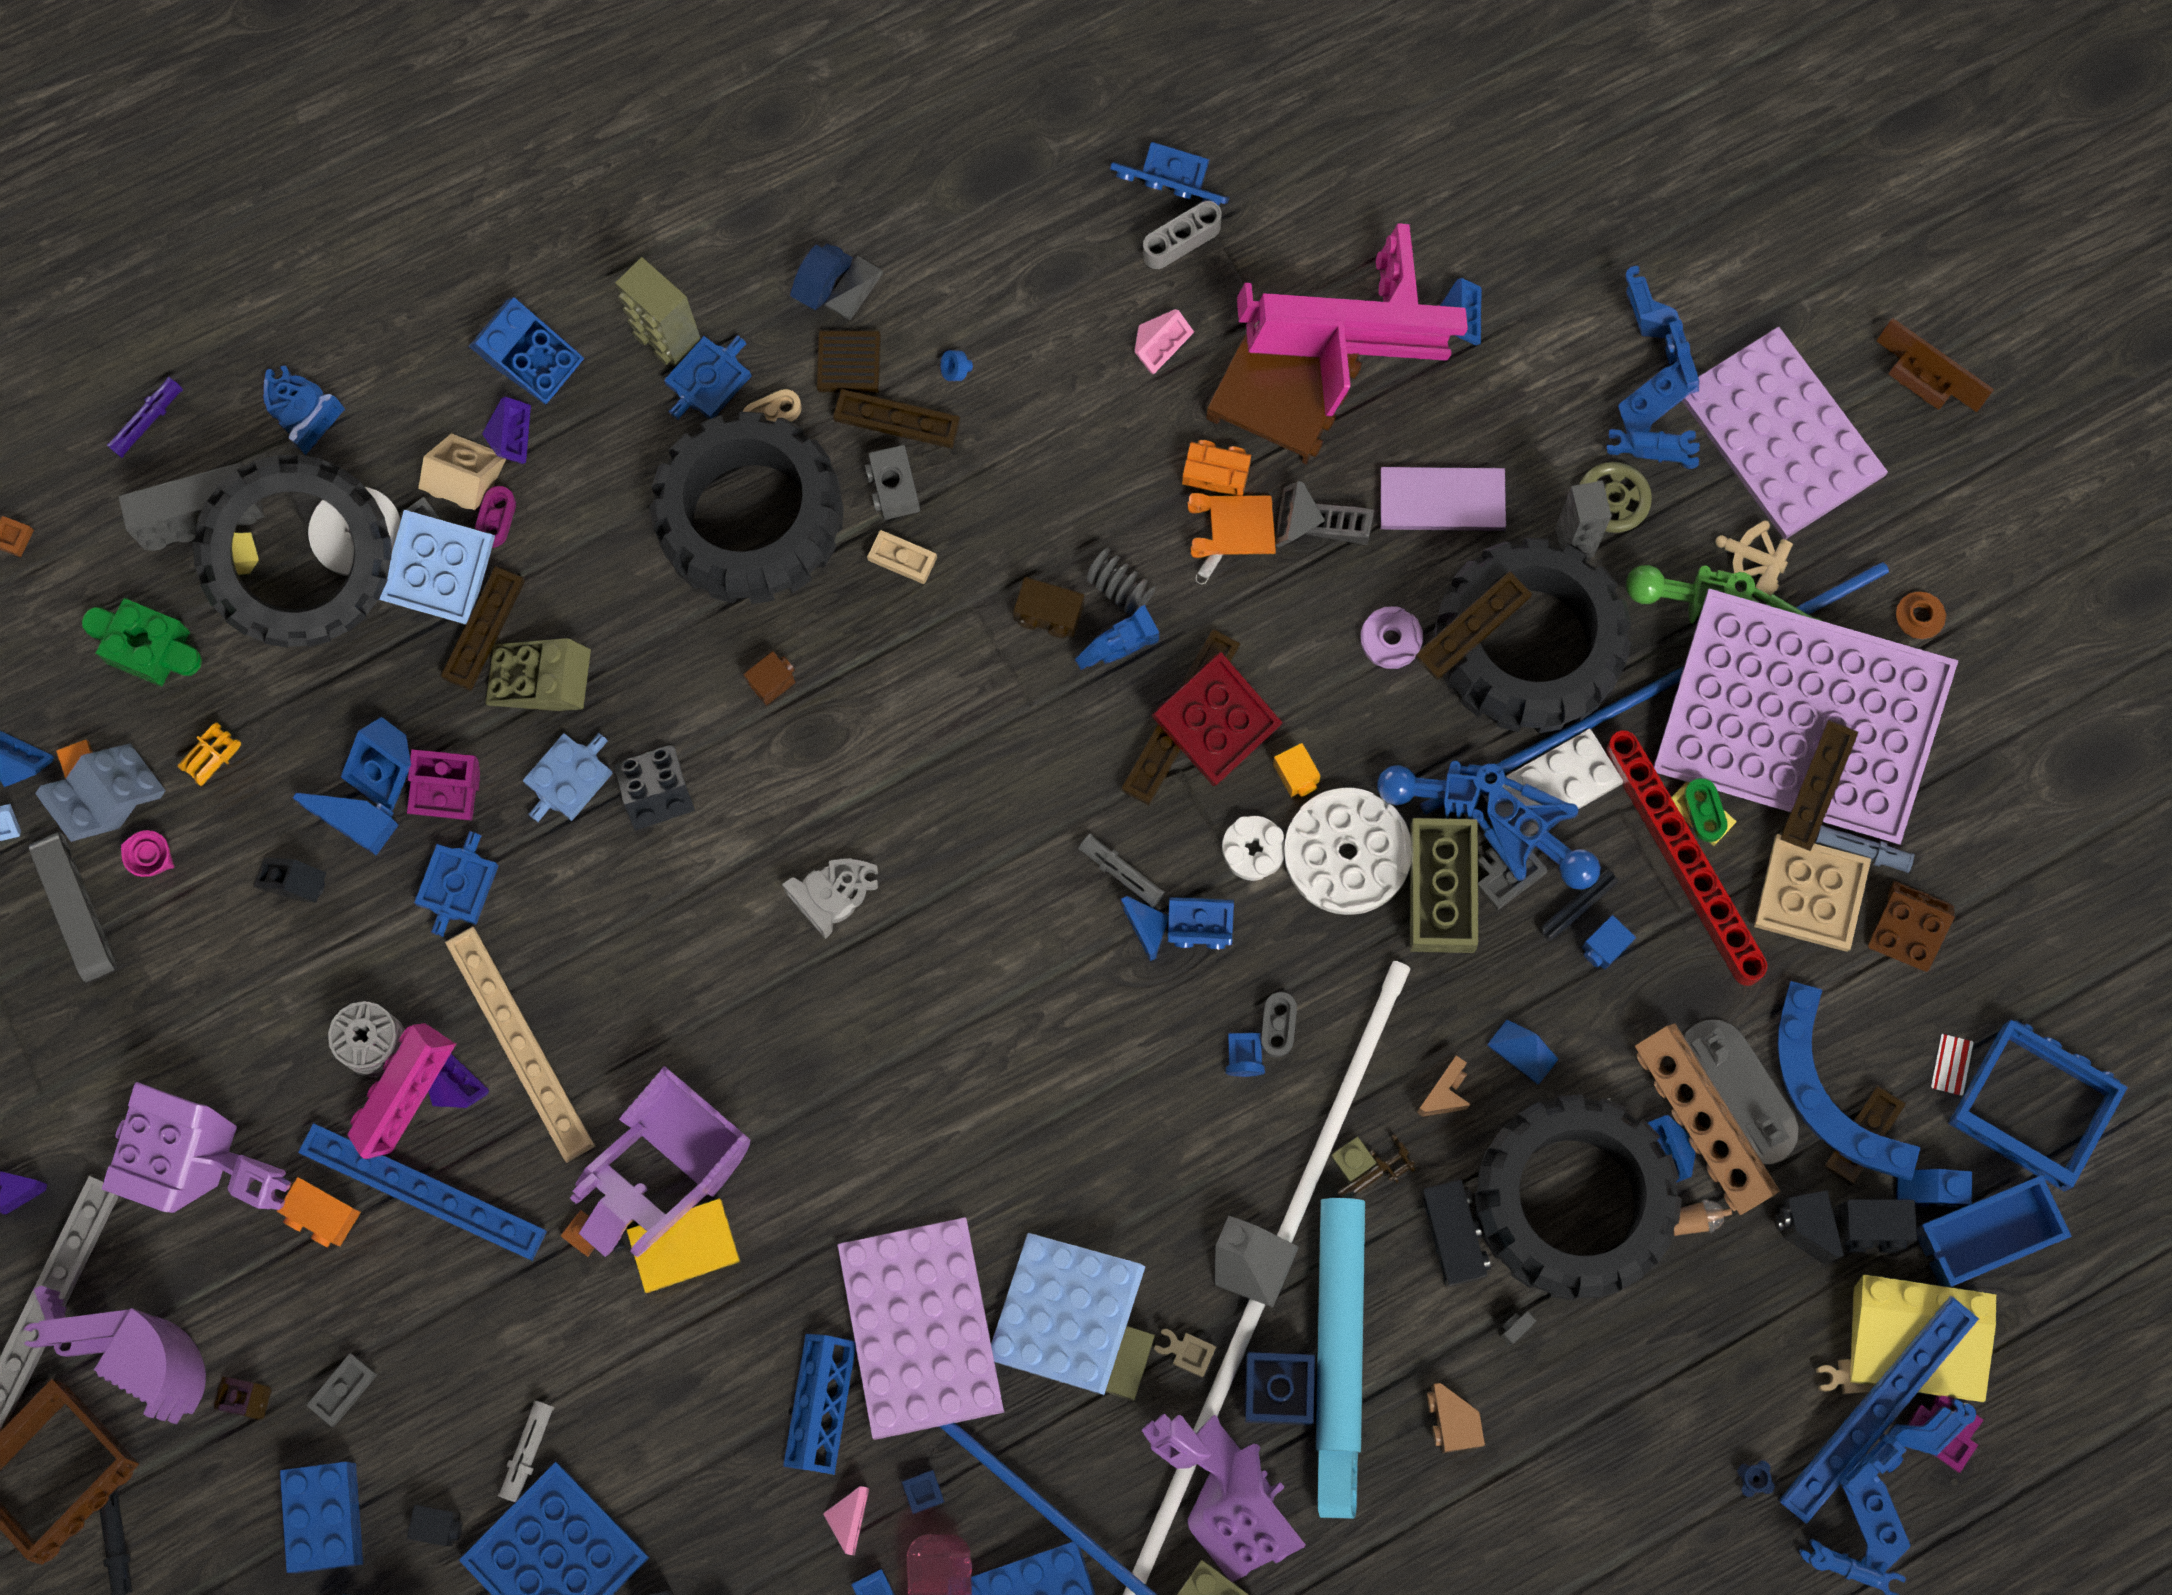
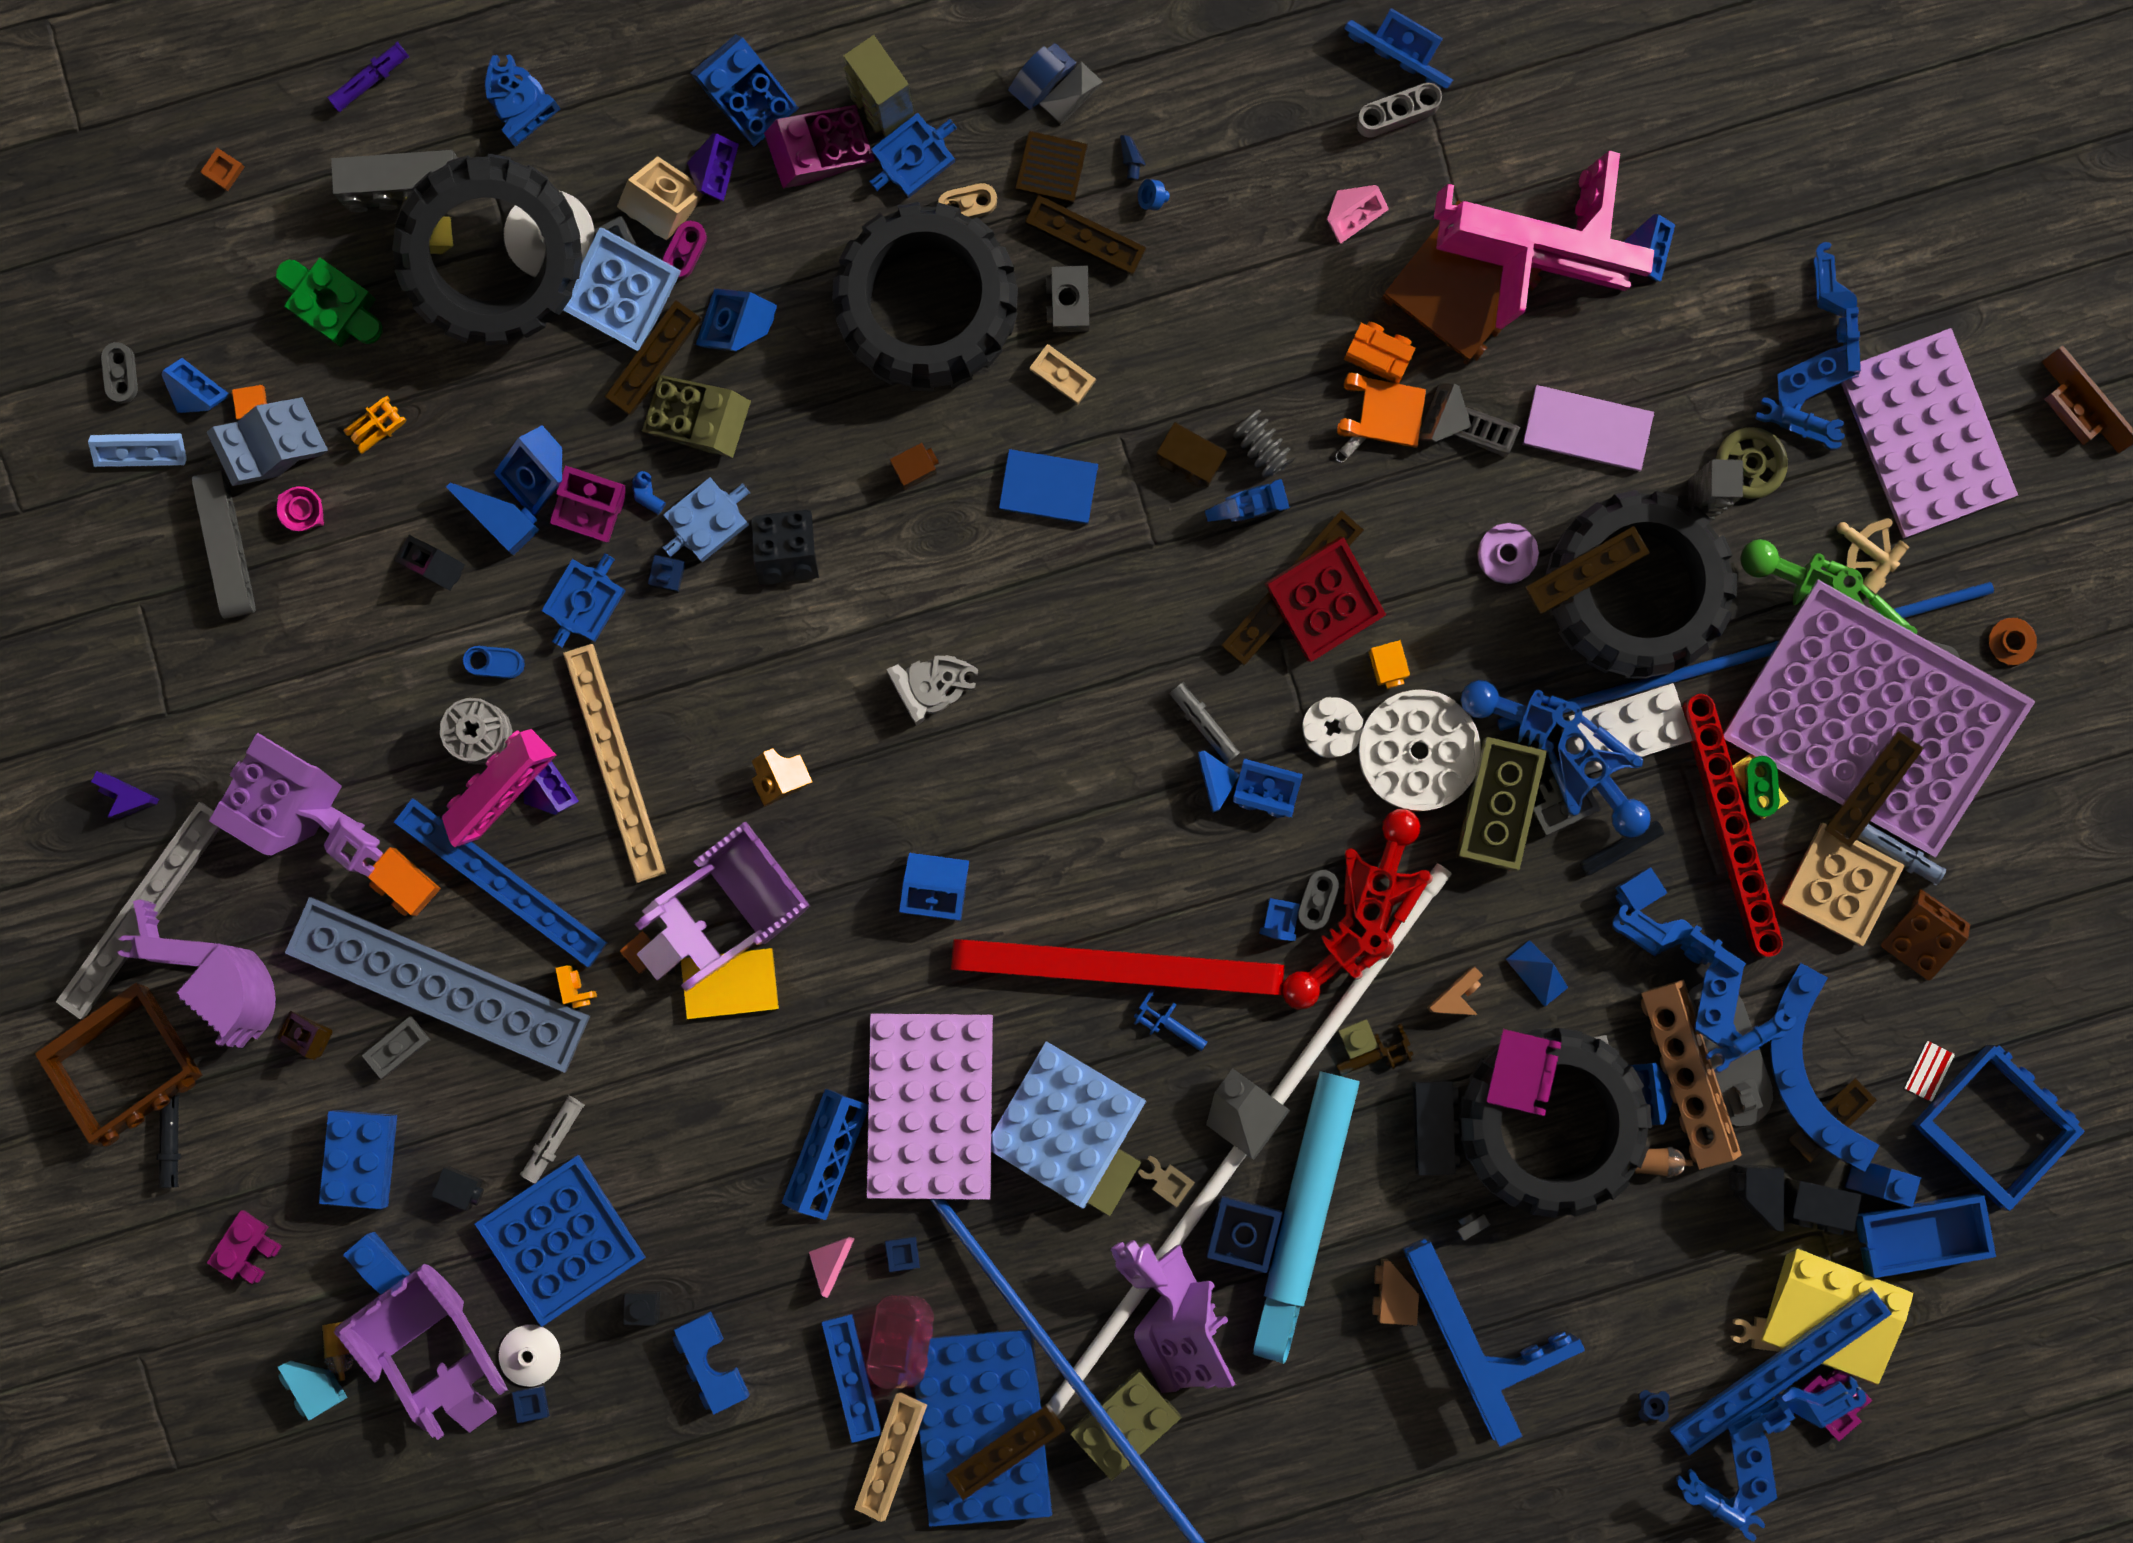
camera: 10 degrees right, 10 degrees up
(374, 1313) = (437, 984): none -> sand blue plate
(382, 966) = (499, 664): none -> blue piece
(499, 765) = (644, 494): none -> blue arm
(513, 1282) = (569, 982): none -> light orange bracket
(537, 840) = (666, 573): none -> dark blue tile
(559, 572) = (735, 320): none -> blue slope
(609, 388) = (818, 145): none -> magenta slope
(692, 1018) = (778, 776): none -> brick
(877, 1098) = (934, 886): none -> blue slope
(911, 670) = (1048, 486): none -> blue tile
(927, 336) = (1131, 158): none -> dark blue bar
(1086, 1139) = (1117, 967): none -> red beam
(1152, 1186) = (1169, 1023): none -> blue piece
(1319, 1064) = (1347, 948): none -> red piece
(1531, 1146) = (1522, 1072): none -> magenta piece
(1564, 1483) = (1482, 1374): none -> blue piece
(1712, 1015) = (1719, 986): none -> blue piece

